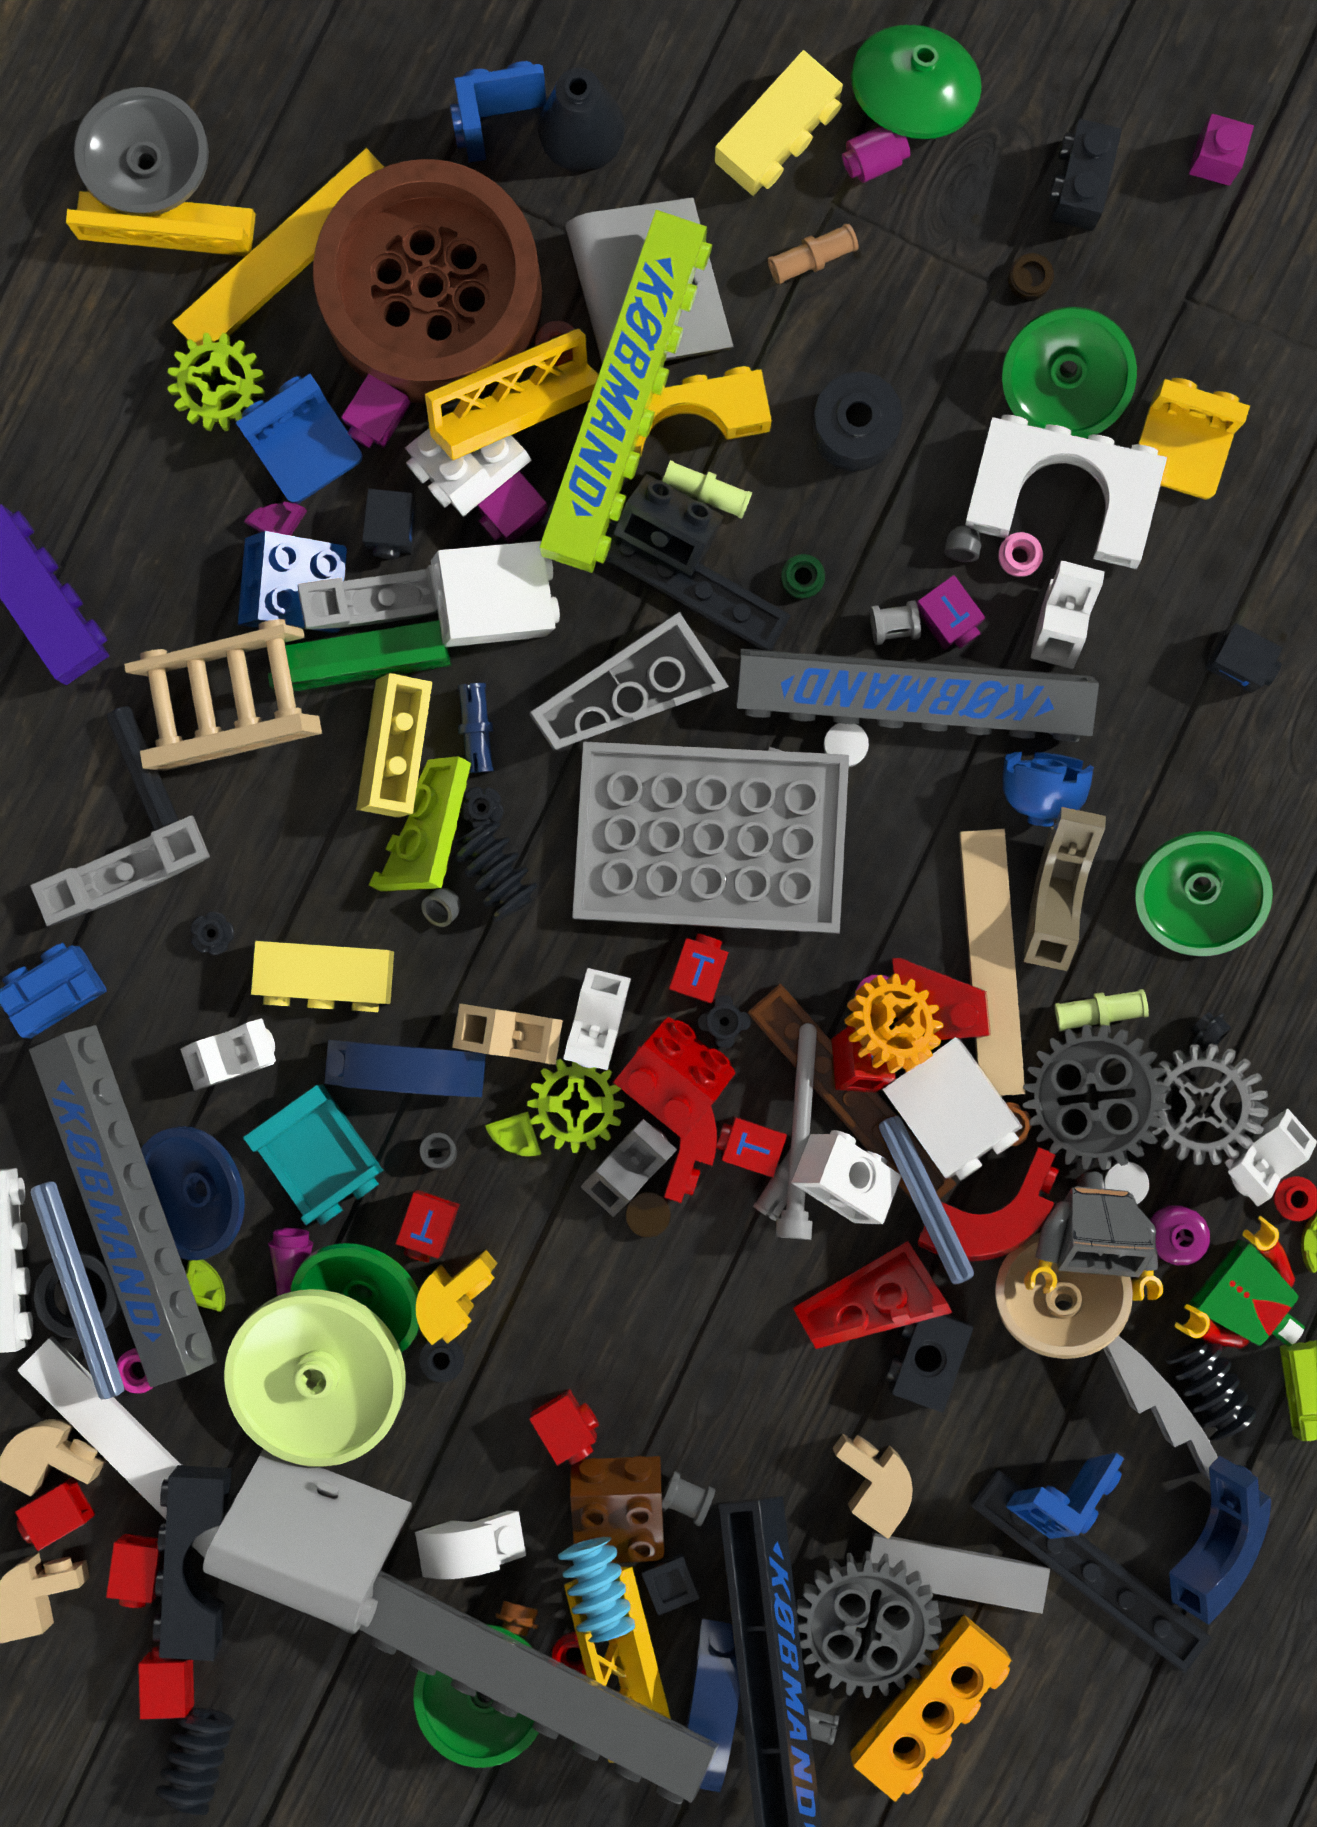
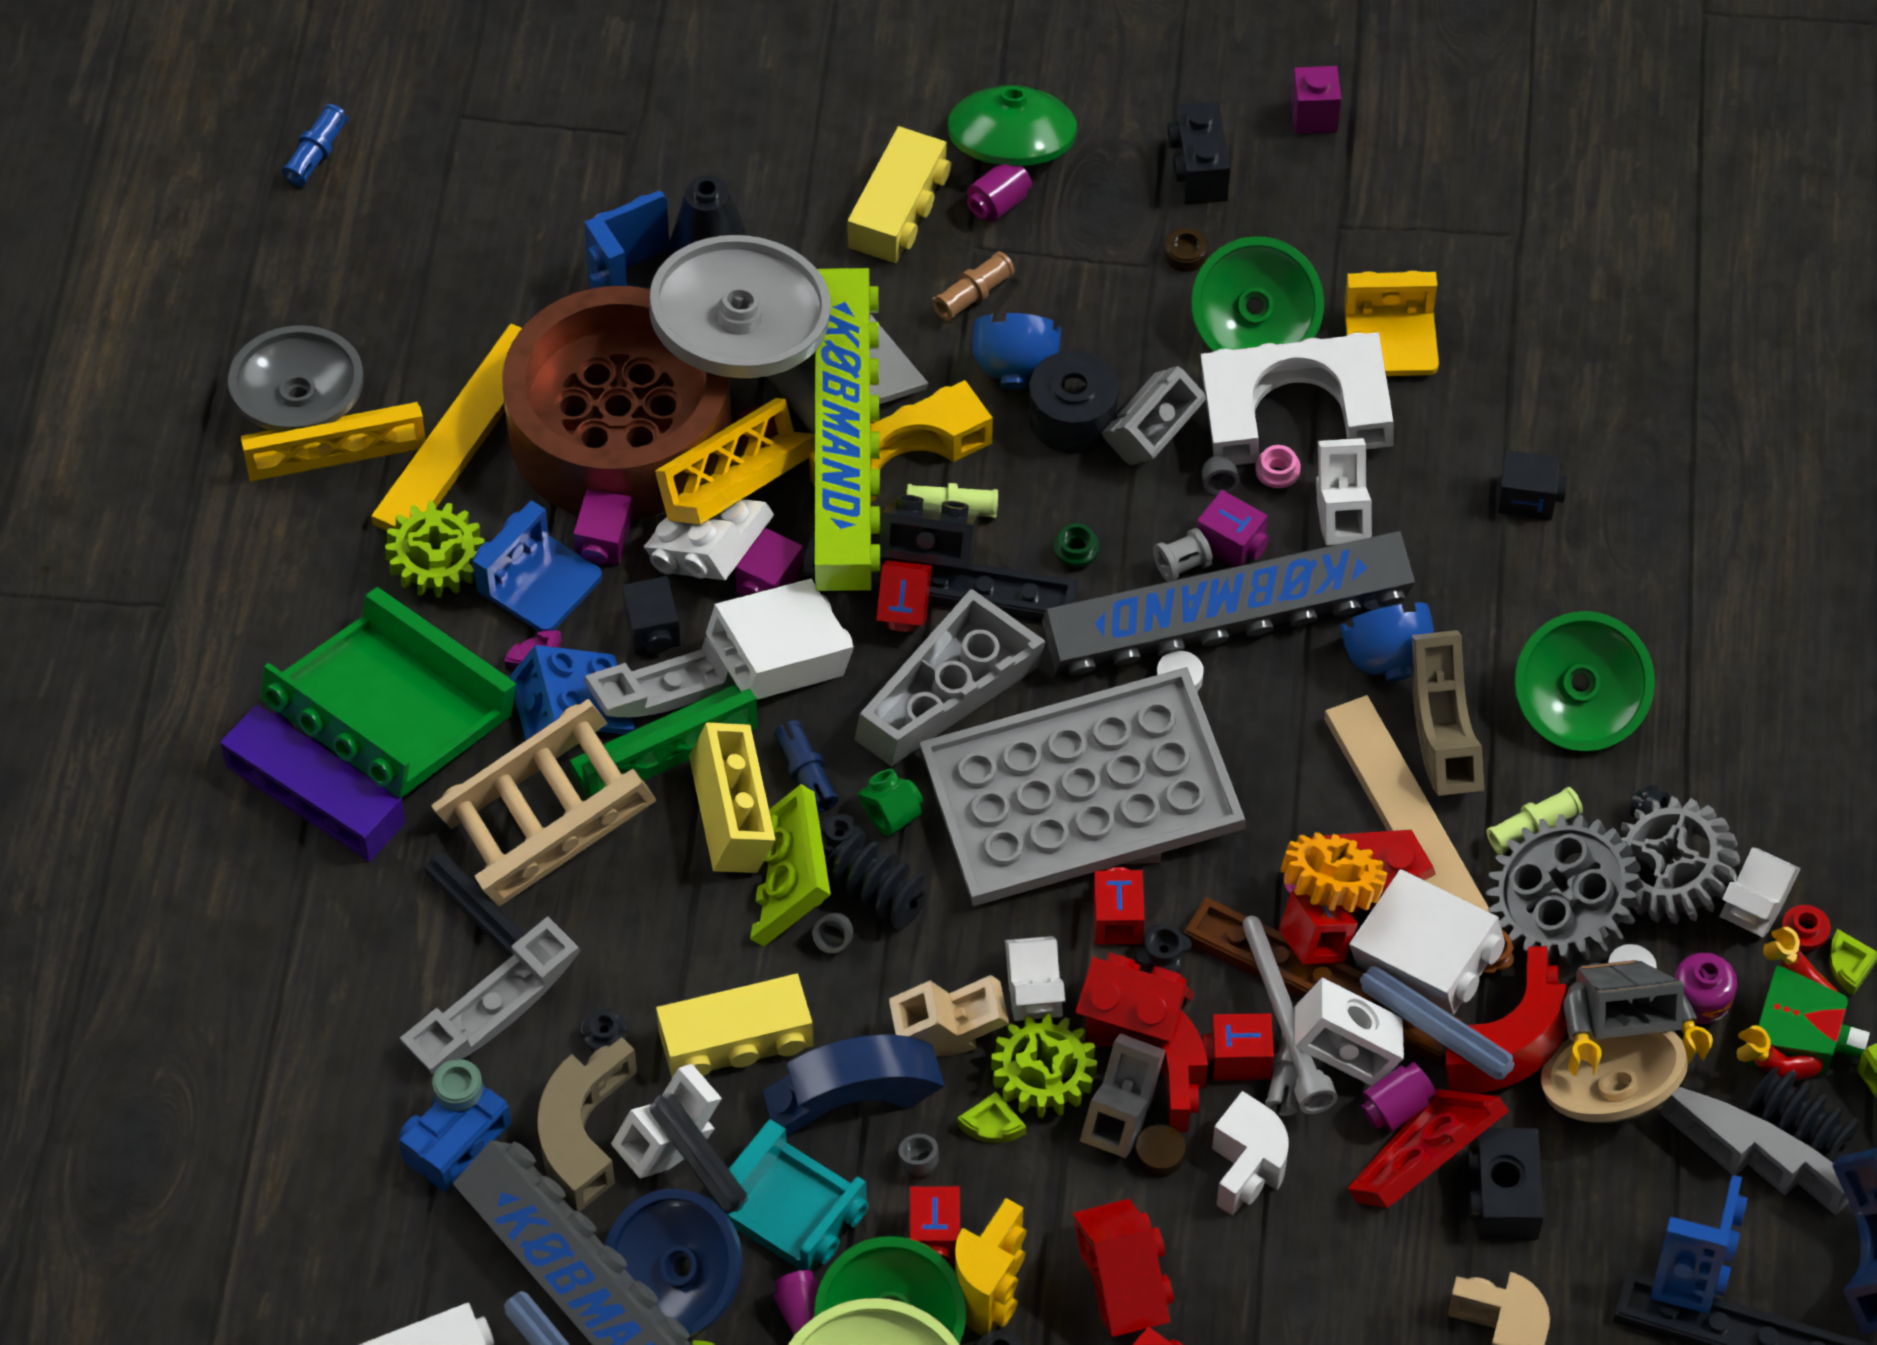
camera: 20 degrees left, 30 degrees down
(57, 962) = (457, 1085): none -> sand green tile
(121, 534) = (391, 695): none -> green panel
(142, 1019) = (563, 1111): none -> dark tan arch
(240, 1103) = (698, 1153): none -> black axle
(536, 793) = (890, 801): none -> green plate
(563, 237) = (739, 306): none -> light grey dish
(570, 1324) = (1124, 1265): none -> red brick
(623, 582) = (904, 595): none -> red brick
(733, 1249) = (1256, 1144): none -> white brick
(822, 347) = (1014, 347): none -> blue cylinder
(867, 1245) = (1397, 1097): none -> magenta brick
(924, 466) = (1154, 415): none -> light grey brick

